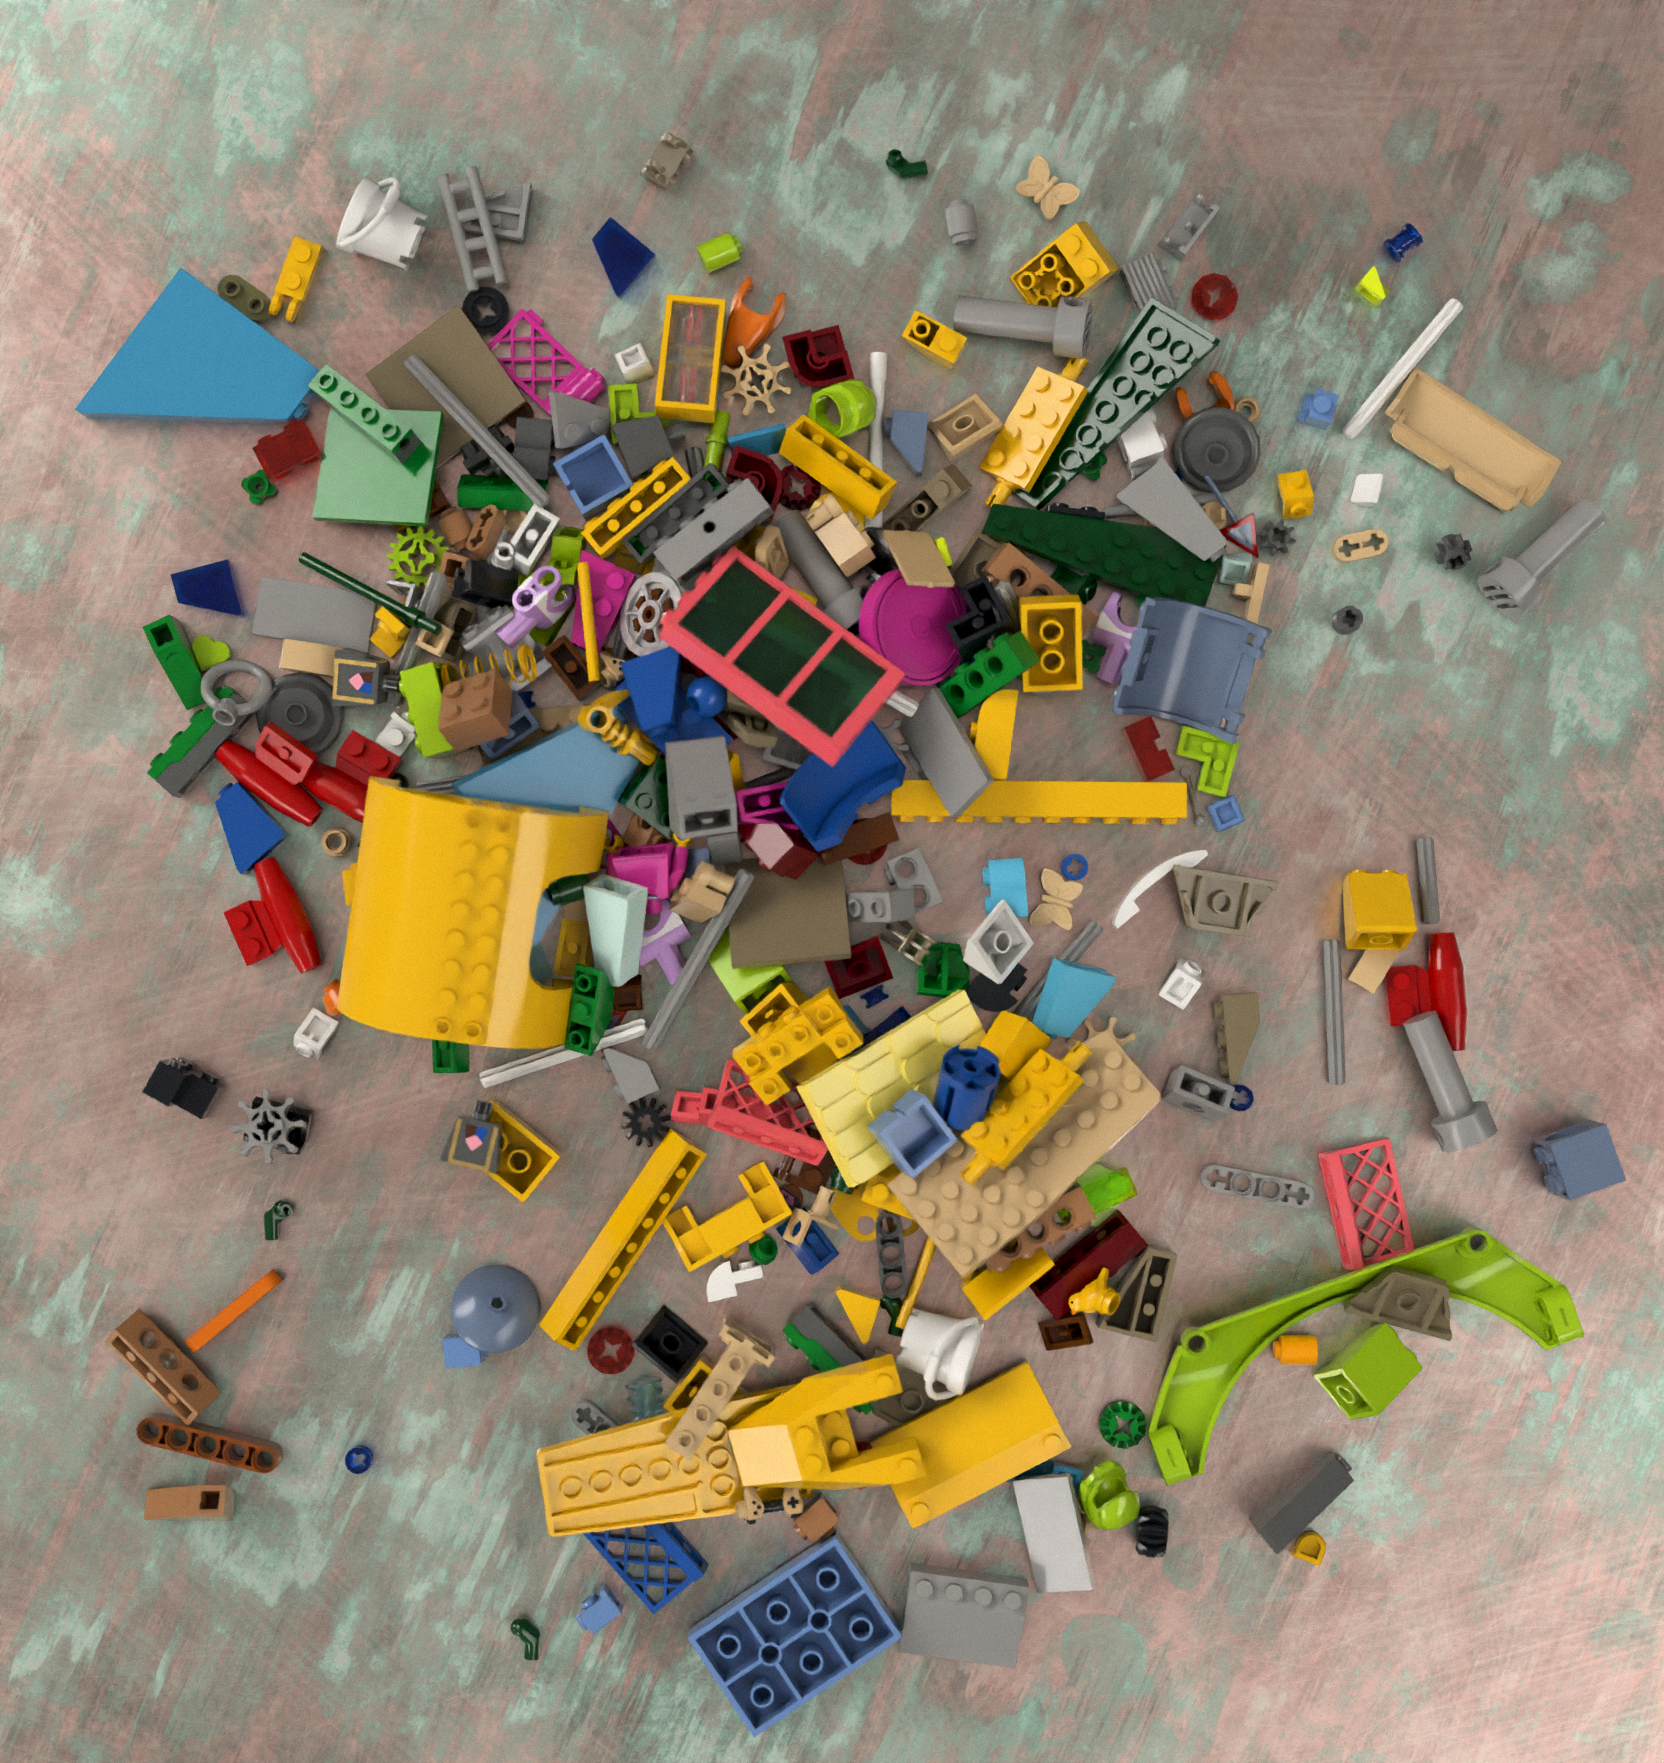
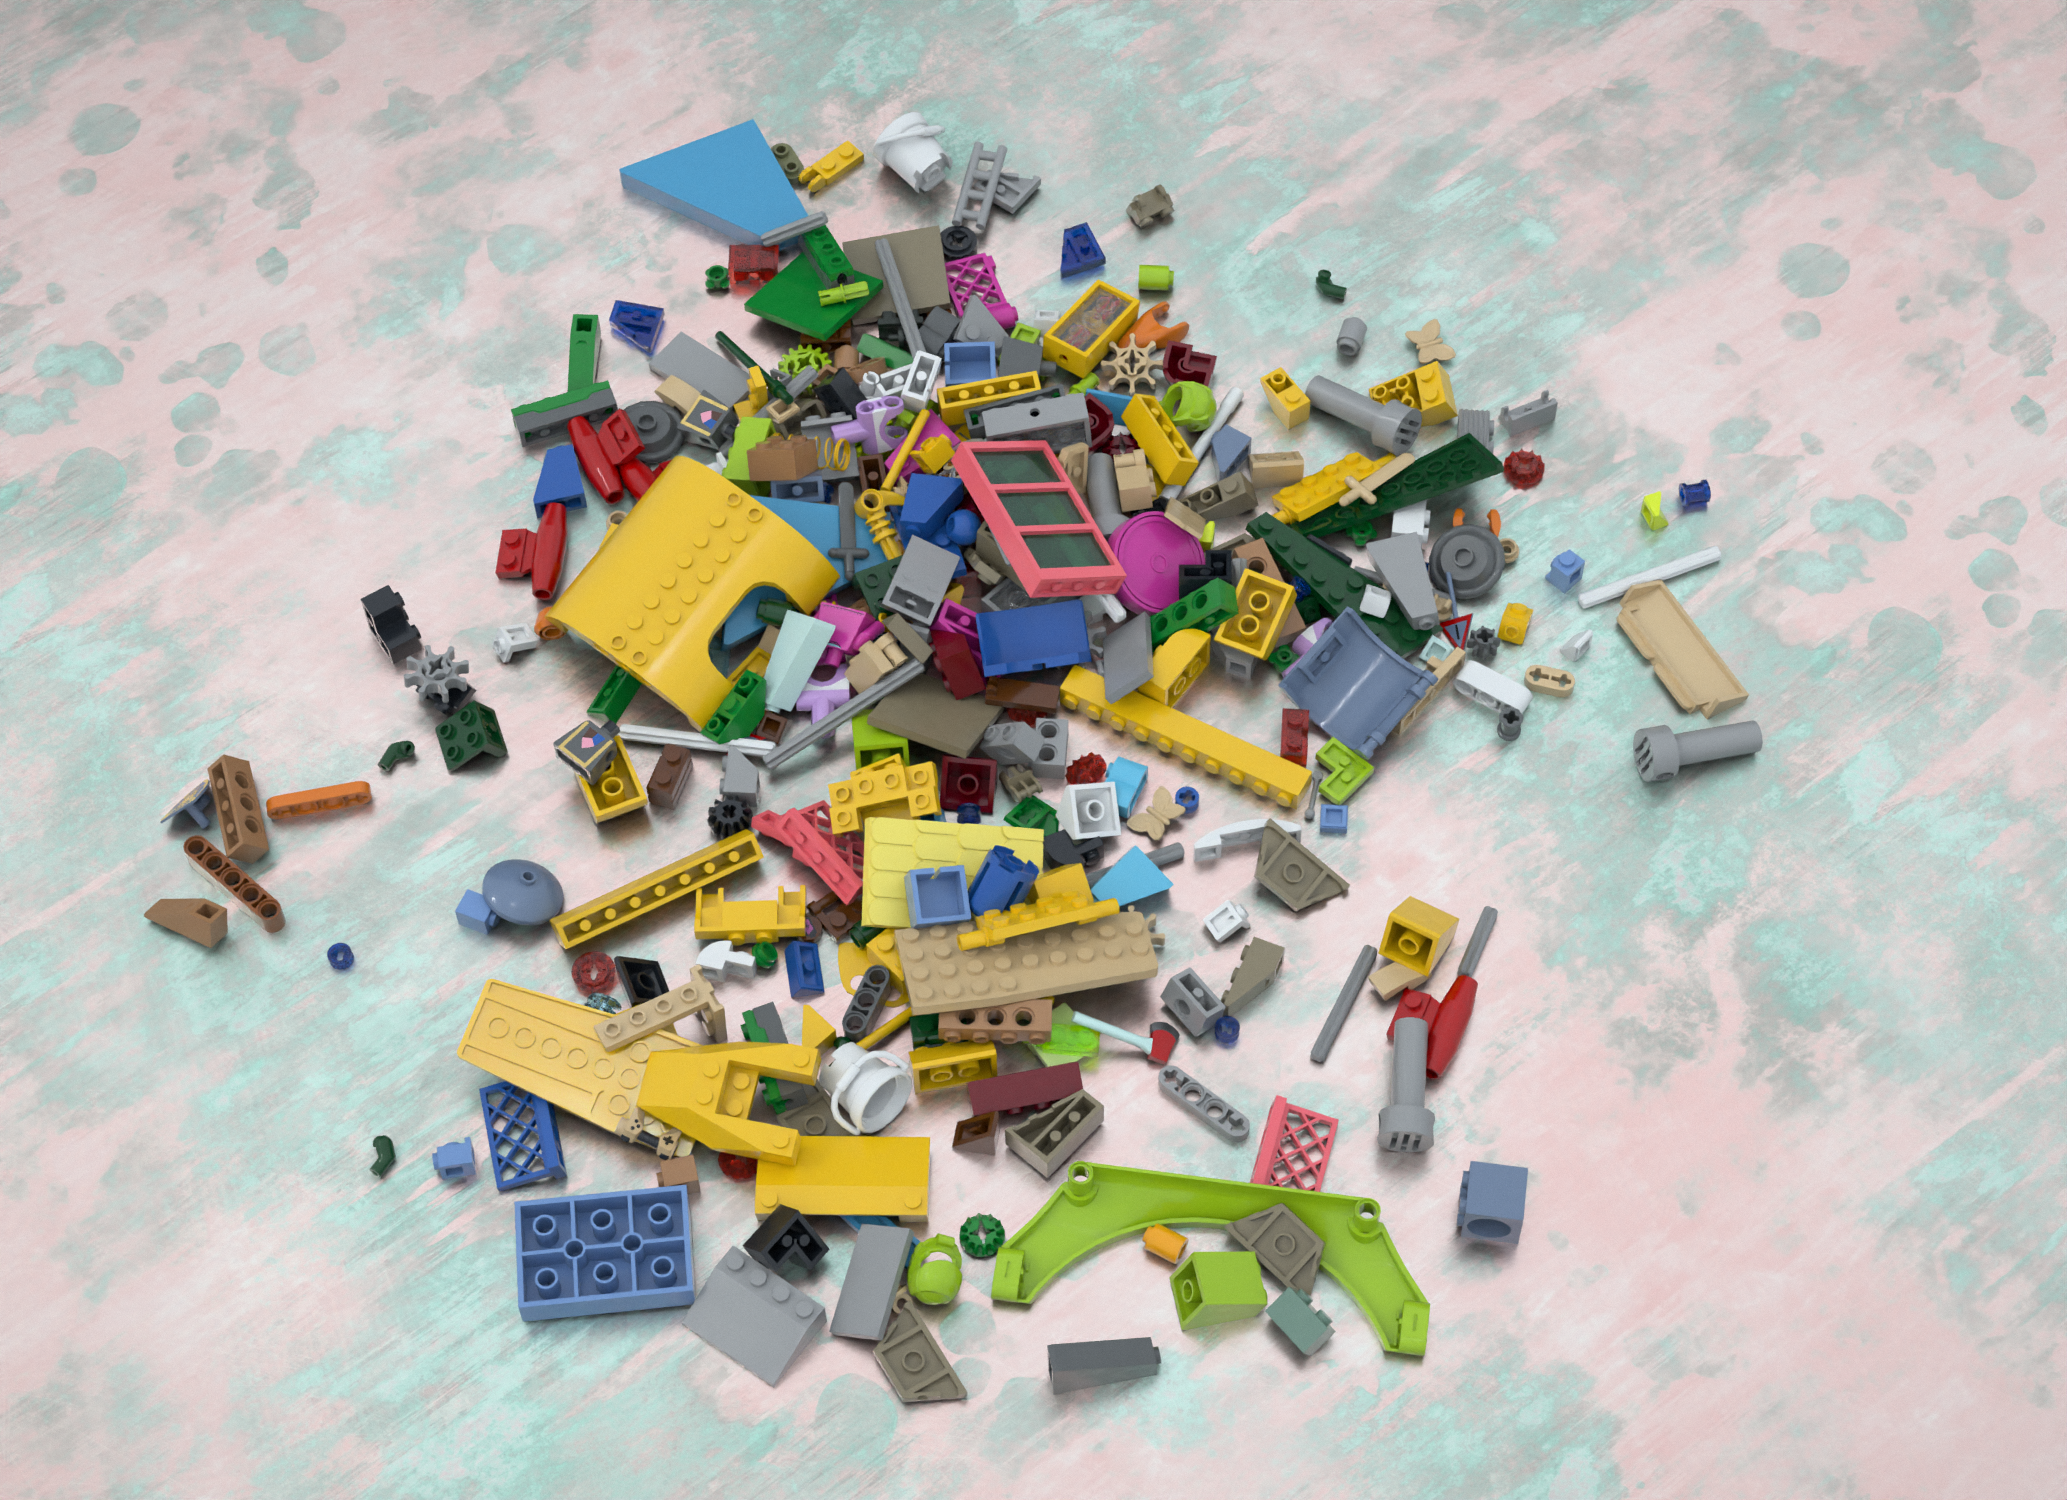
camera: 30 degrees right, 30 degrees down
(111, 1382) = (194, 803): none -> sand blue shield
(210, 652) = (610, 364): lime tile -> none
(227, 709) = (596, 391): light grey piece -> none
(315, 402) = (794, 229): none -> light grey axle
(338, 1163) = (469, 733): none -> dark green bracket
(414, 458) = (843, 293): none -> lime axle
(561, 534) = (920, 381): none -> white brick
(561, 1108) = (669, 776): none -> reddish brown brick
(599, 774) = (847, 532): none -> dark grey sword
(621, 612) = (933, 453): none -> yellow brick
(723, 860) = (908, 637): none -> dark tan slope
(818, 1213) = (823, 945): tan bracket -> none
(954, 1542) = (786, 1236): none -> black brick
(972, 881) = (1076, 774): none -> clear red gear
(1071, 580) = (1301, 588): none -> clear blue bush
(1078, 425) = (1364, 488): none -> tan sword
(1096, 1297) = (1016, 1103): yellow animal -> none
(1131, 1581) = (916, 1361): none -> dark tan wing
(1152, 1531) = (956, 1321): black gear -> none
(1154, 552) = (1375, 601): none -> white slope
(1185, 1152) = (1157, 1046): none -> piece
(1309, 1547) = (1087, 1415): yellow tile -> none
(1311, 588) = (1491, 688): none -> white beam
(1453, 551) = (1627, 706): dark grey gear -> none
(1458, 1366) = (1300, 1320): none -> sand green brick

